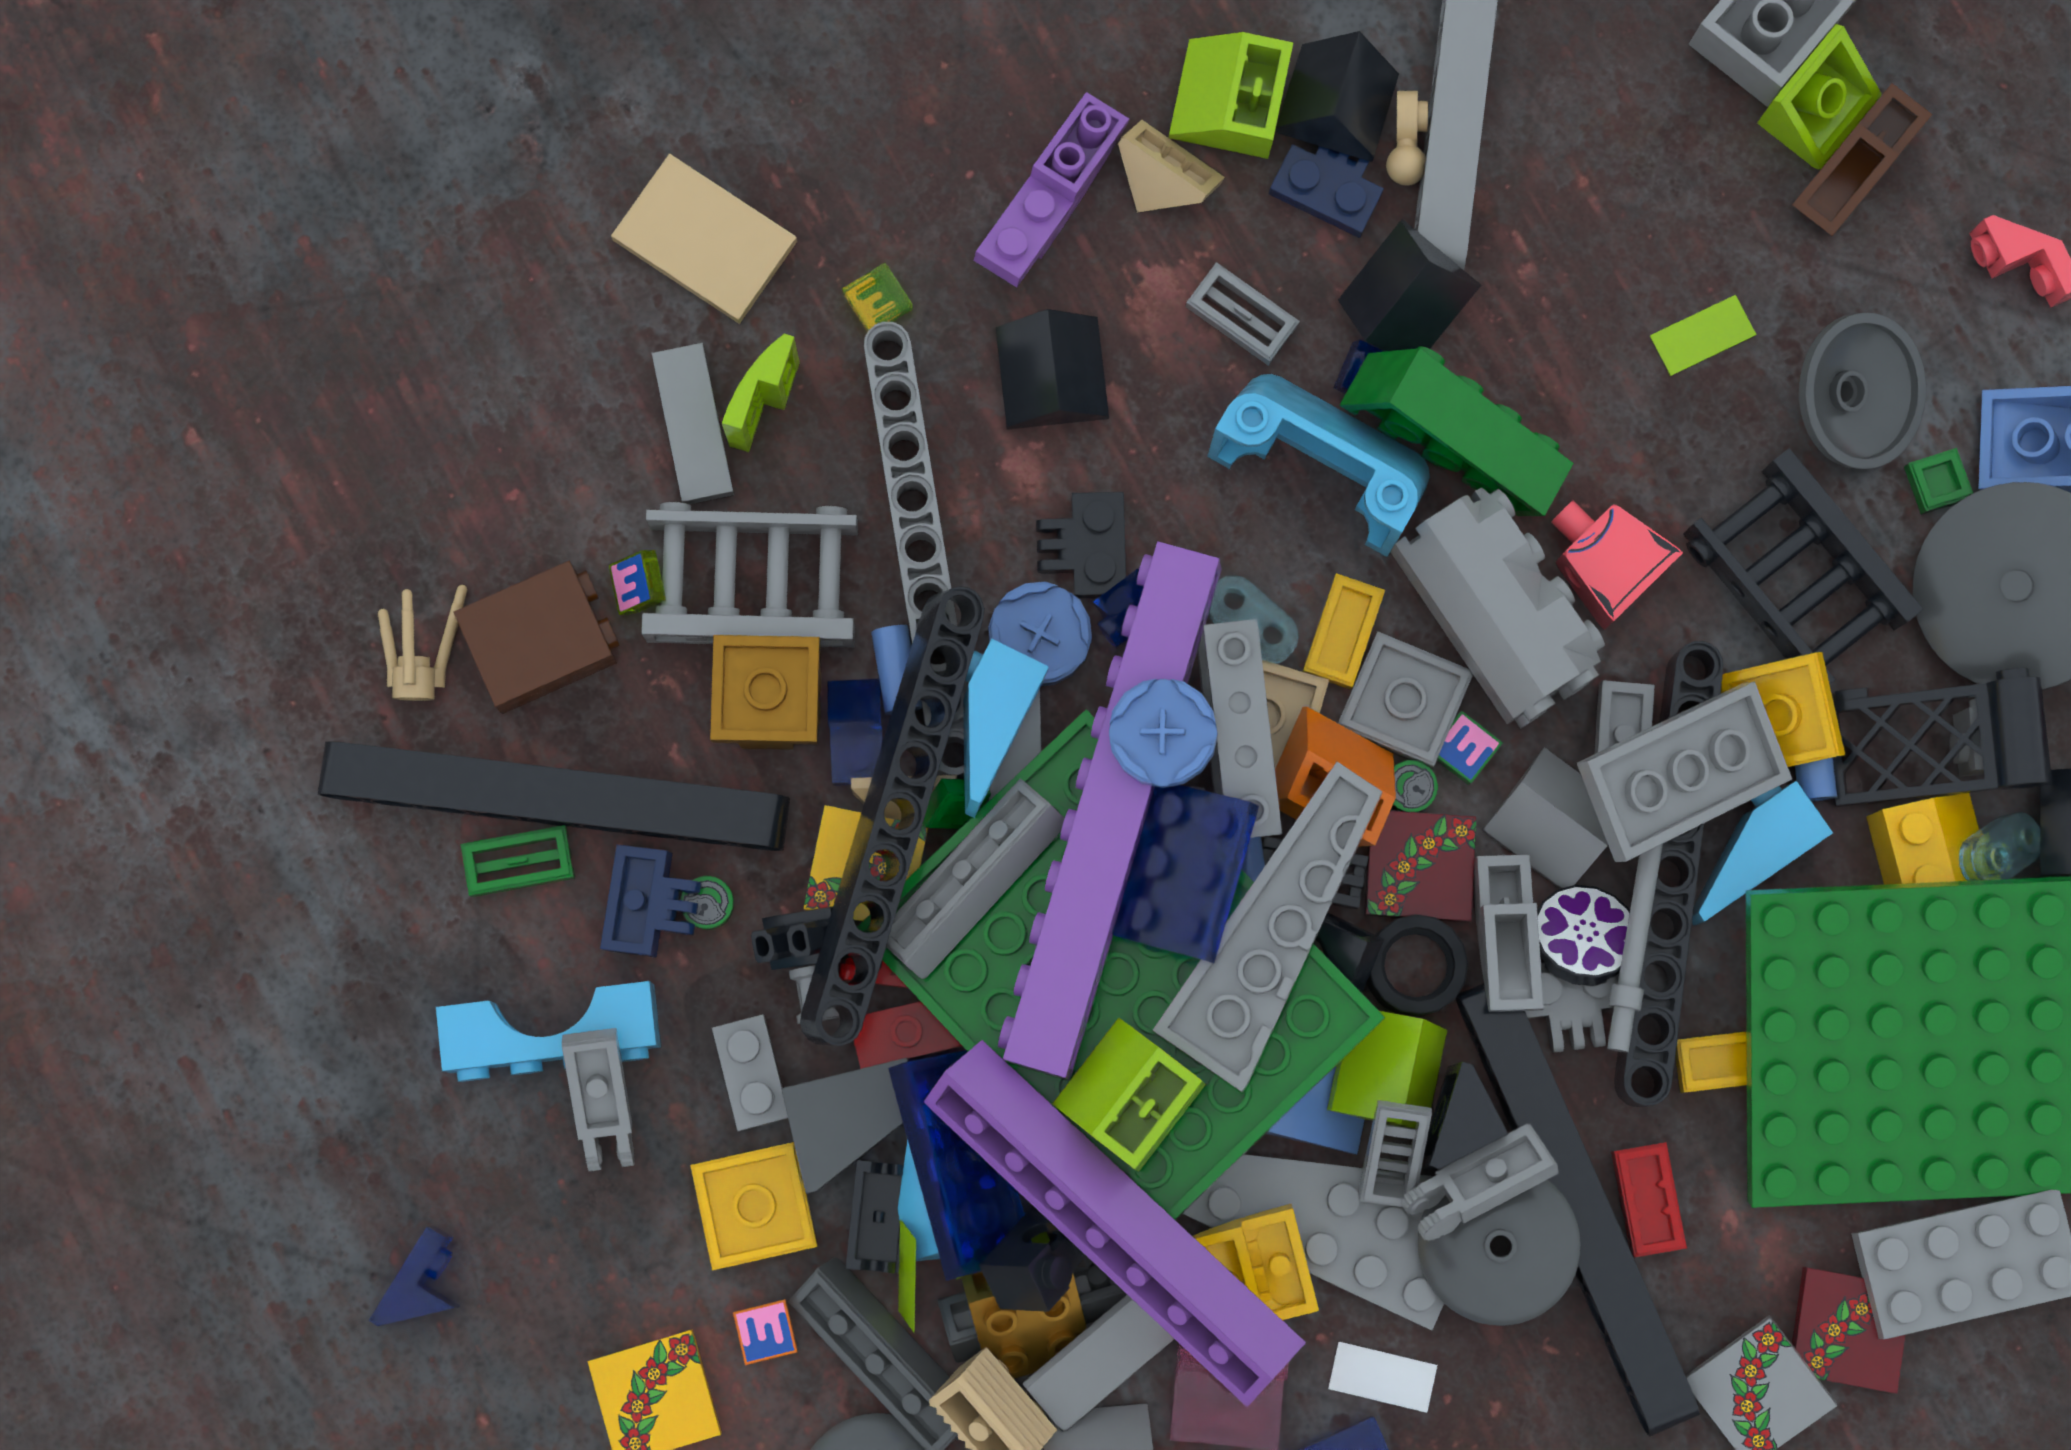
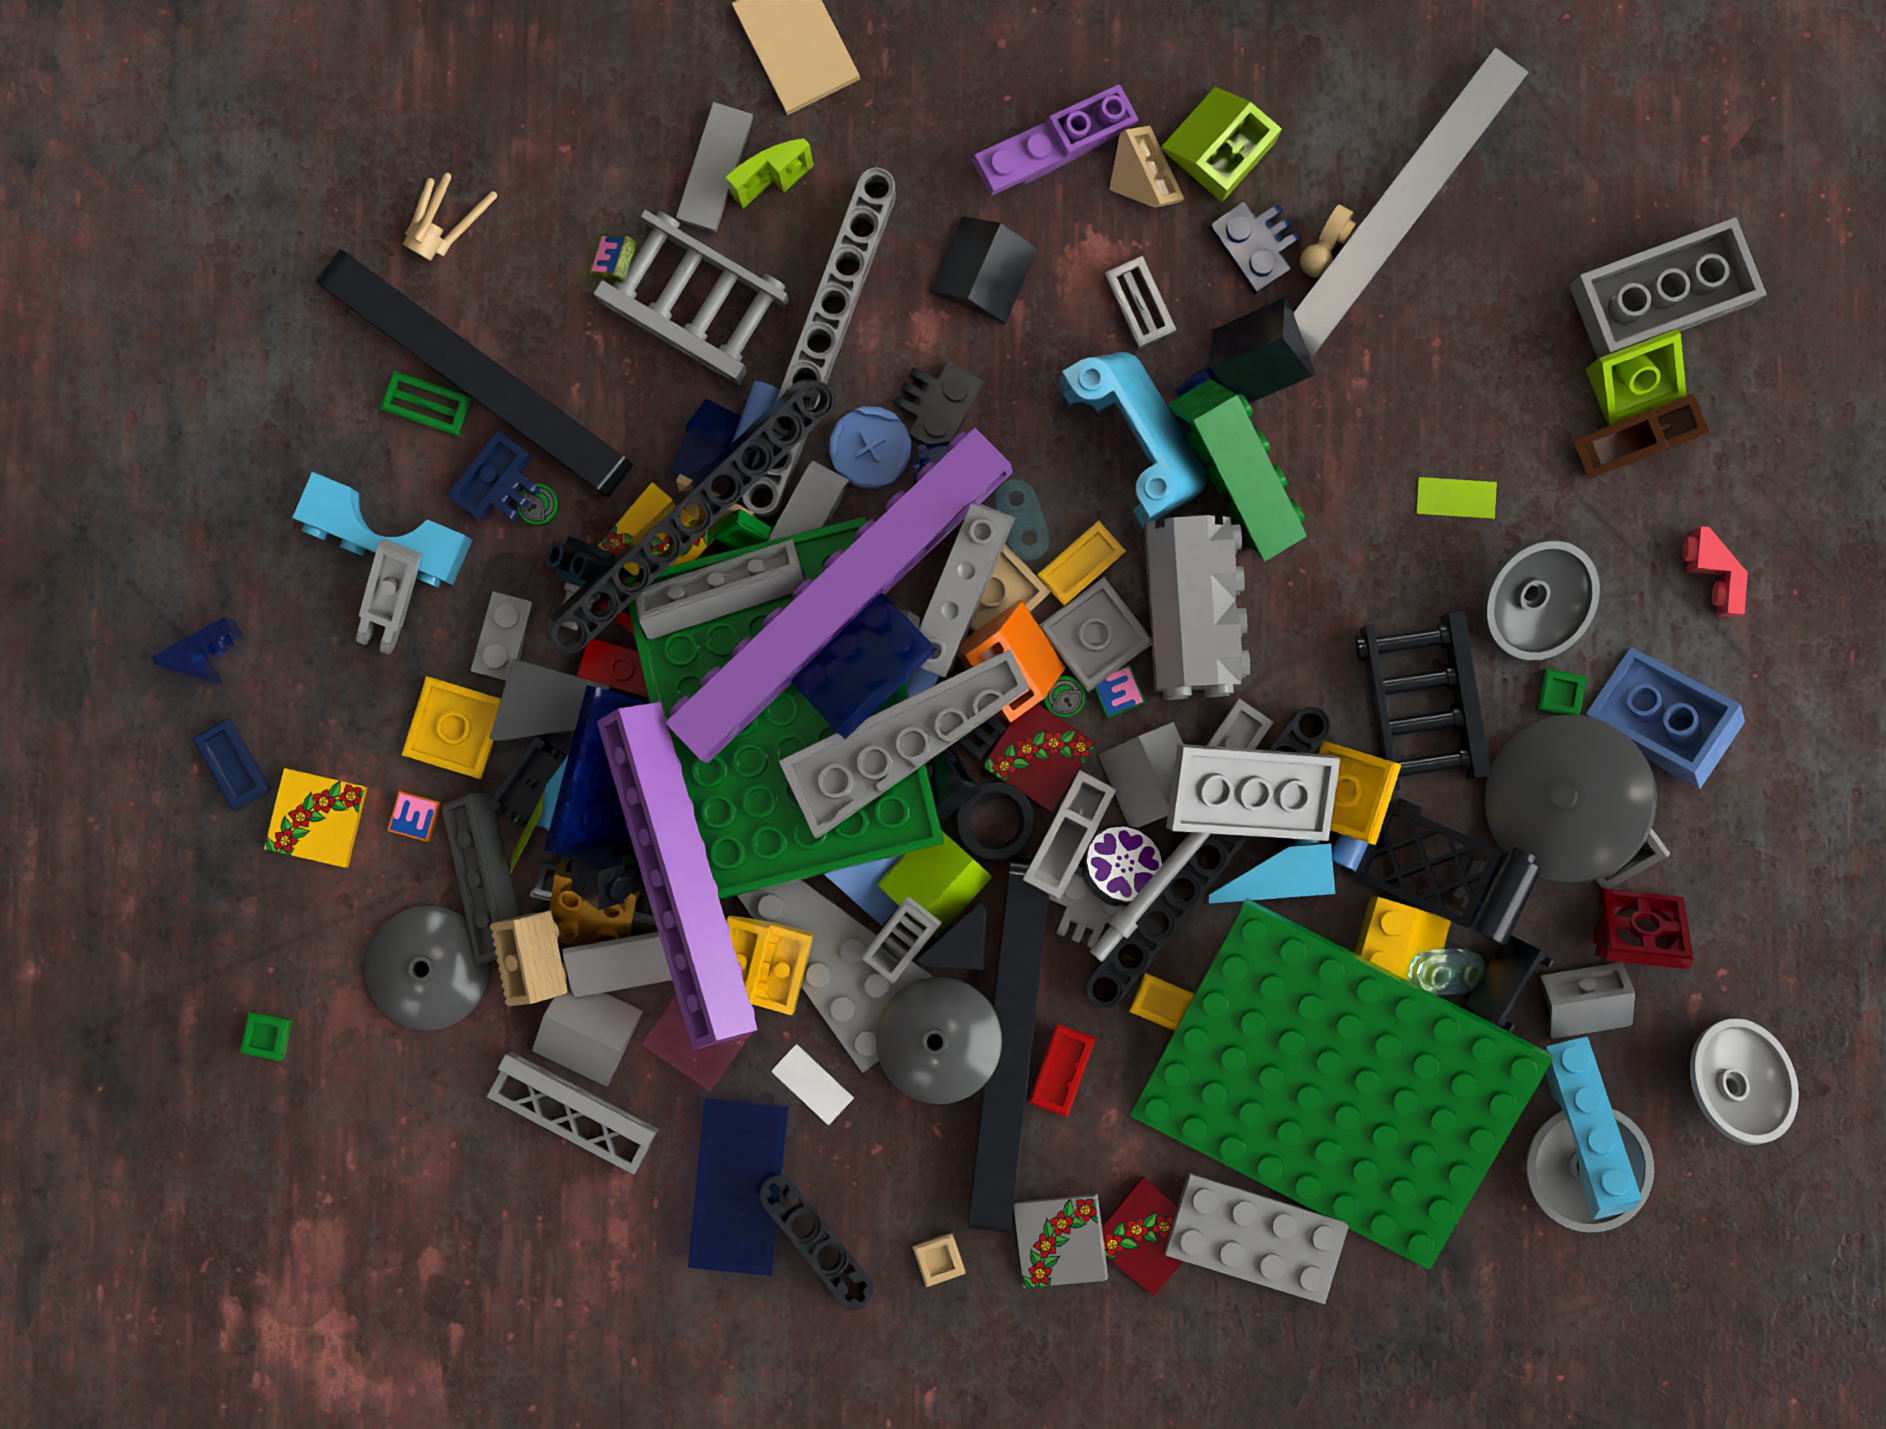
camera: 40 degrees right, 5 degrees up
(523, 1391) = (231, 764): none -> dark blue tile
(537, 636) = (524, 256): reddish brown brick -> none
(765, 691) = (657, 381): pearl gold panel -> none
(877, 297) = (892, 149): clear neon green tile -> none
(993, 710) = (808, 477): medium azure slope -> none
(1129, 1094) = (737, 796): lime slope -> none
(1163, 732) = (900, 561): medium blue tile -> none
(1339, 95) = (1297, 185): black slope -> none
(1481, 1181) = (946, 991): light grey hinge -> none
(1610, 559) = (1295, 617): coral torso -> none

